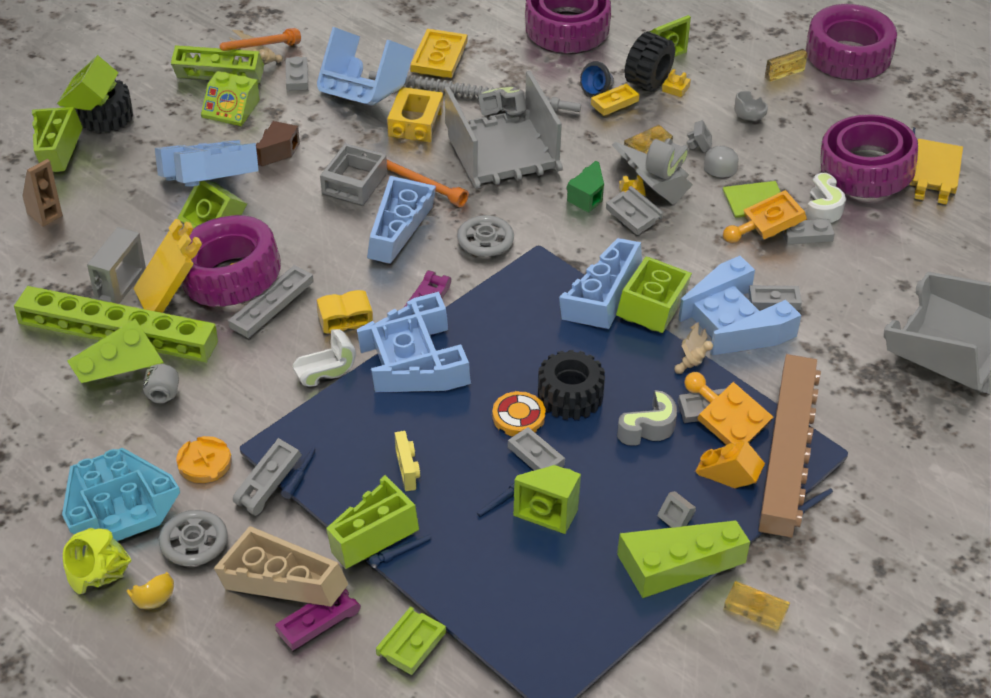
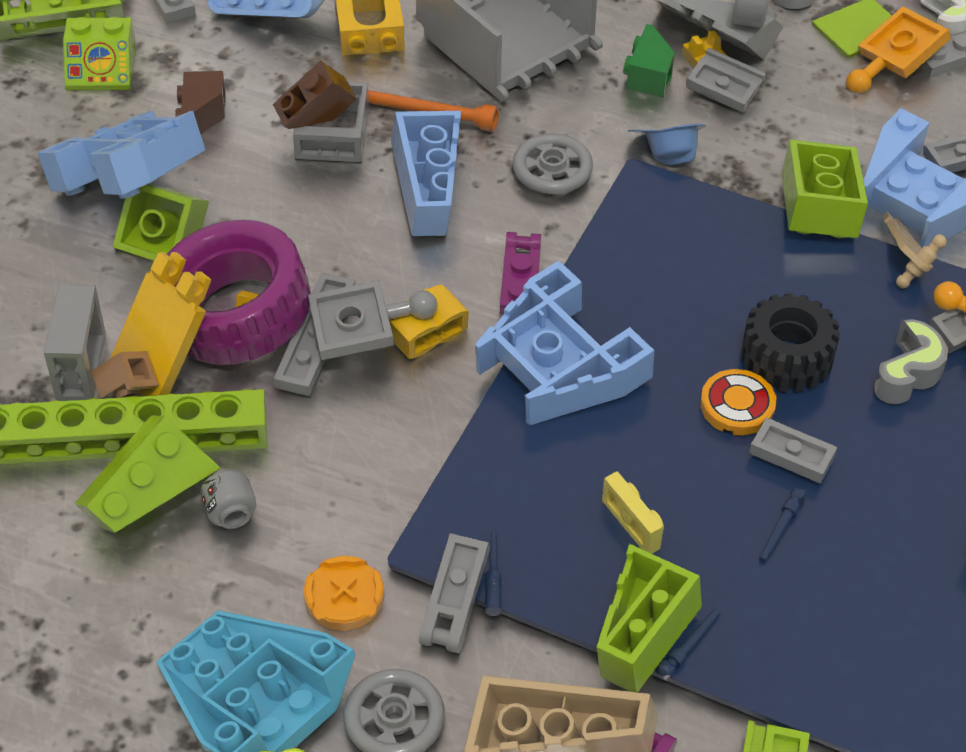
camera: 20 degrees left, 5 degrees up
(131, 295) = (124, 375): none -> medium nougat brick
(307, 289) = (368, 304): none -> light grey plate
(326, 363) = (444, 401): white animal -> none
(342, 155) = (315, 98): none -> reddish brown slope
(547, 497) = (856, 510): lime slope -> none
(573, 241) = (674, 144): none -> medium blue piece
(598, 293) = (755, 203): light blue wedge -> none

